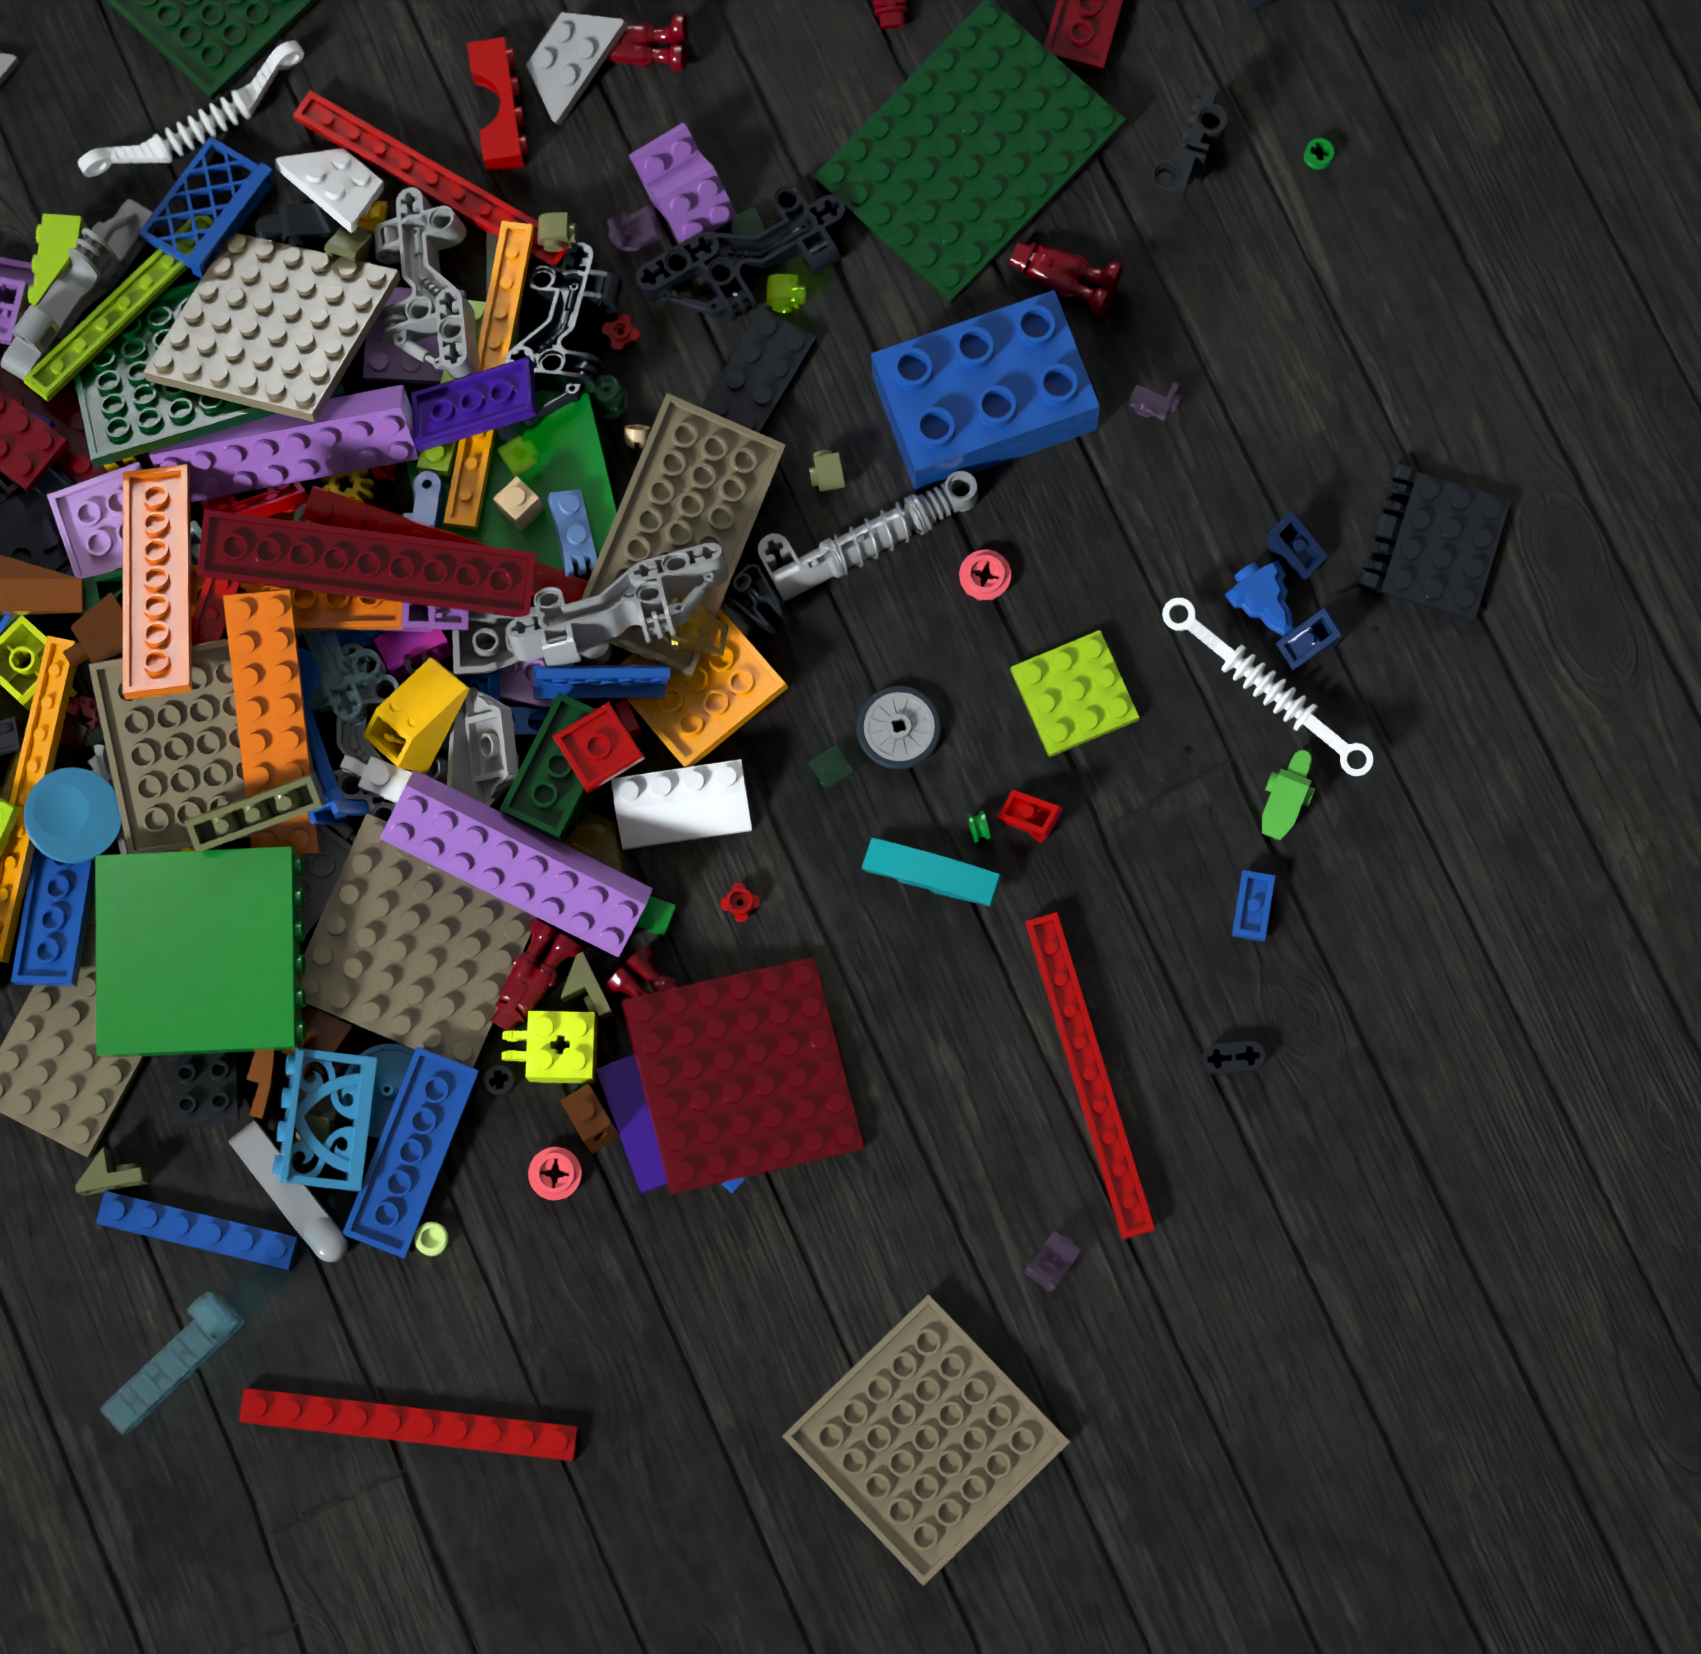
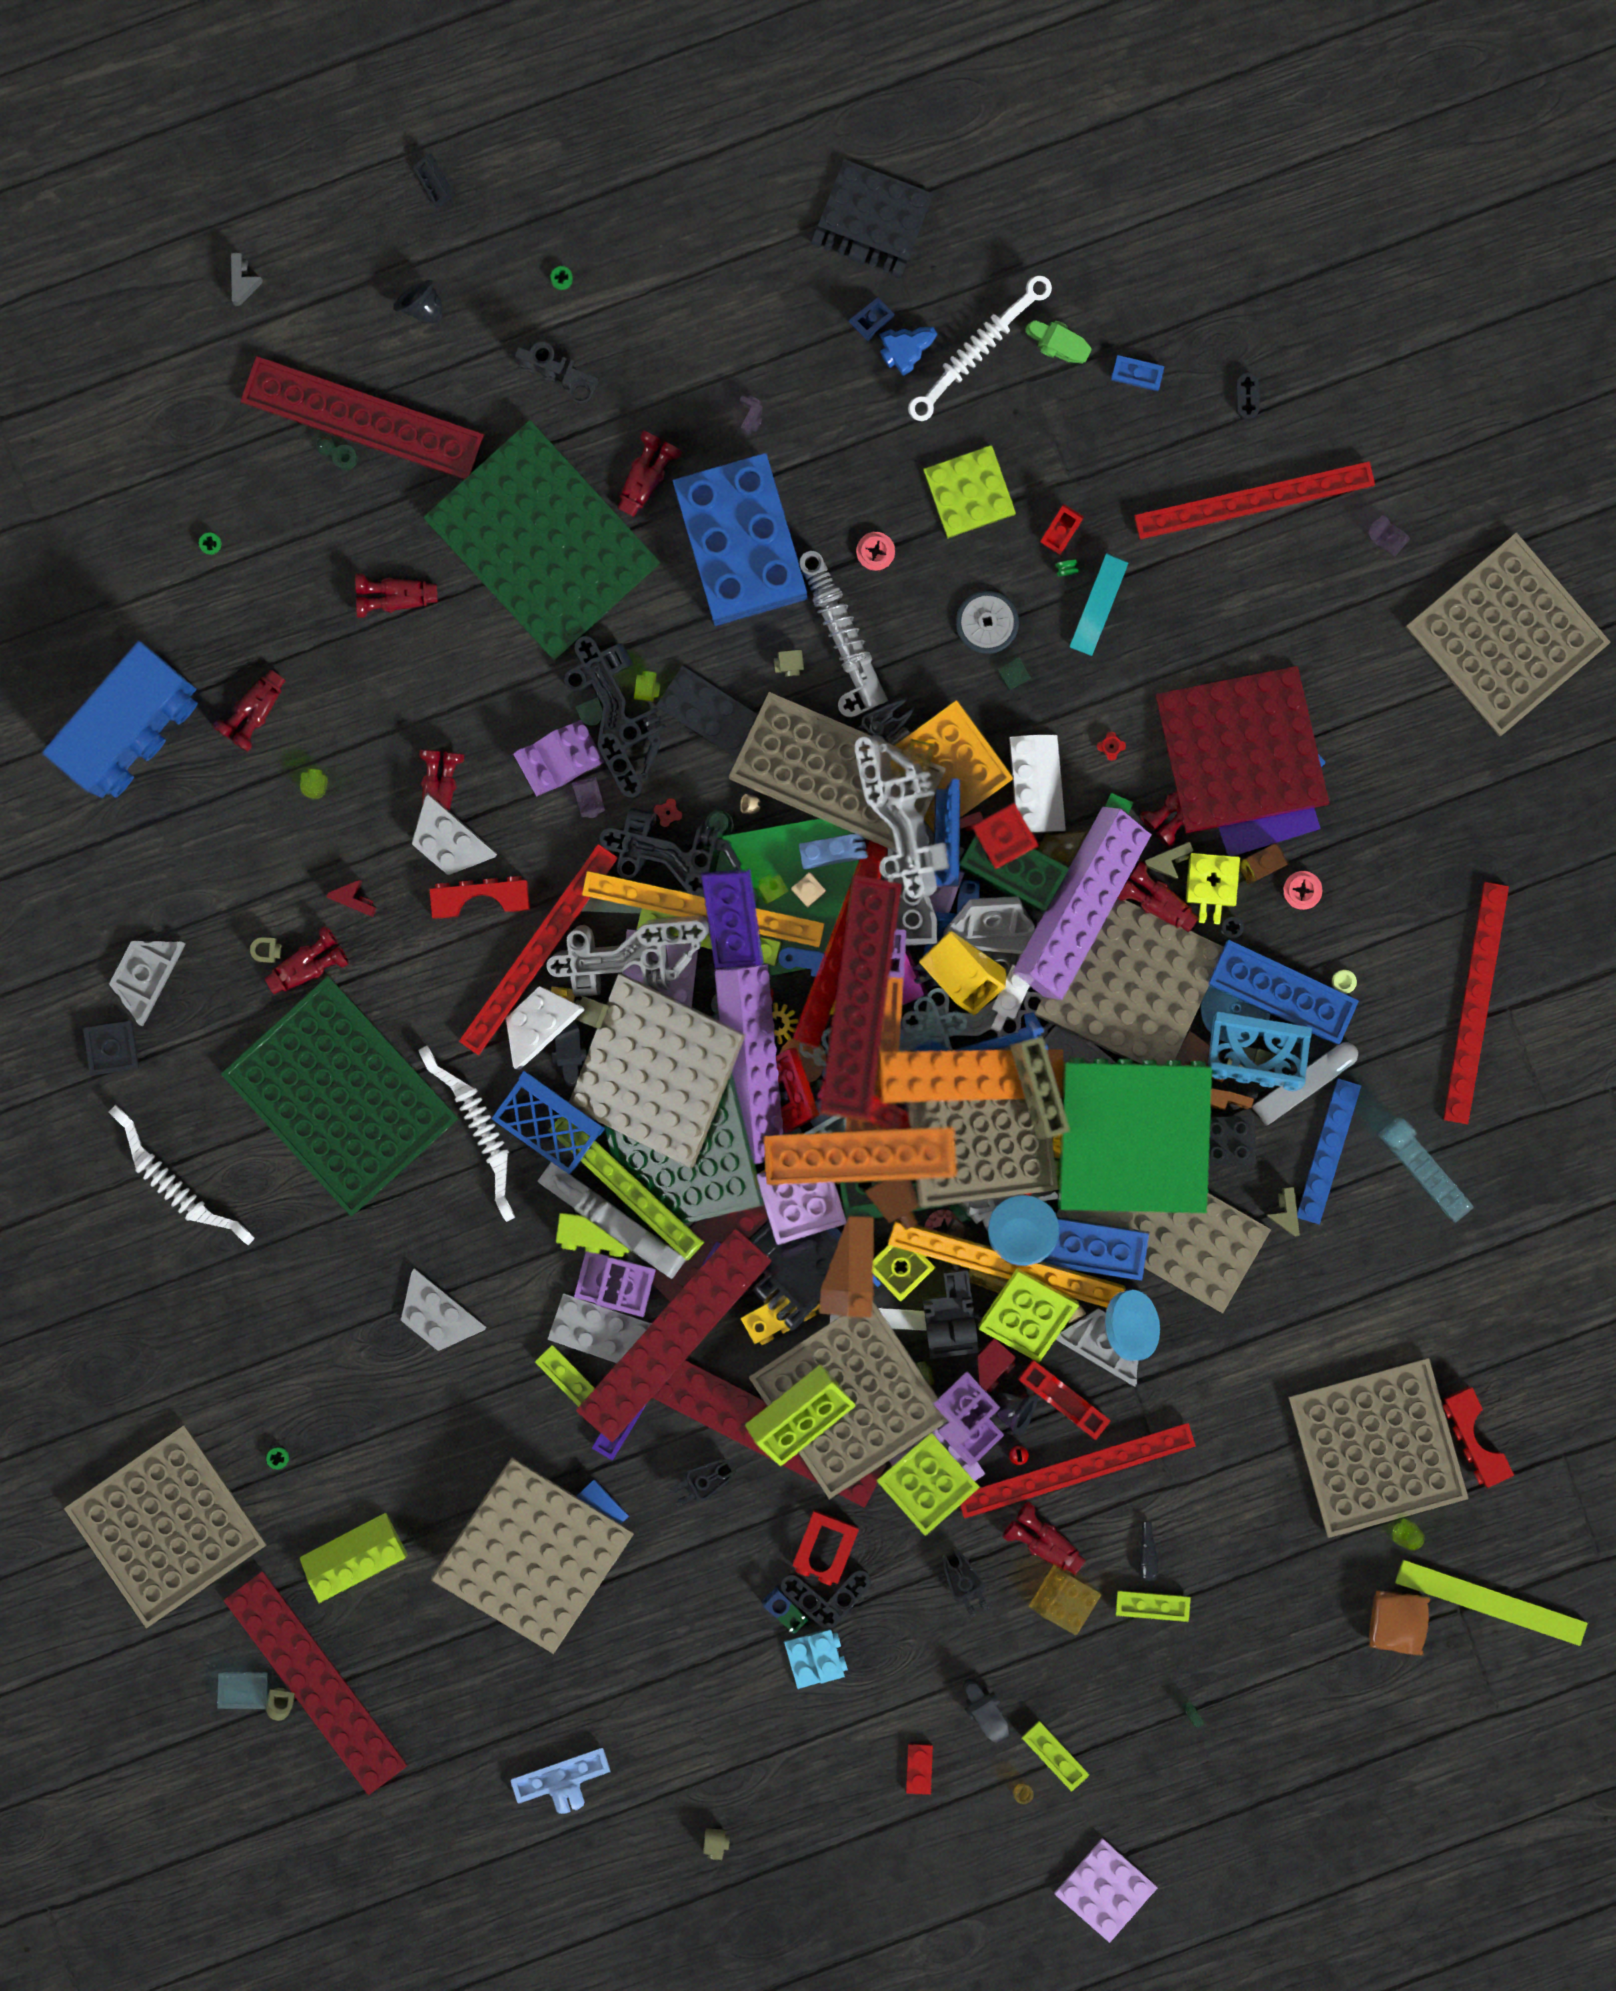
camera: 90 degrees left, 10 degrees up
(556, 231) = (593, 854): olive plate -> none
(1310, 639) = (943, 315): dark blue slope -> none

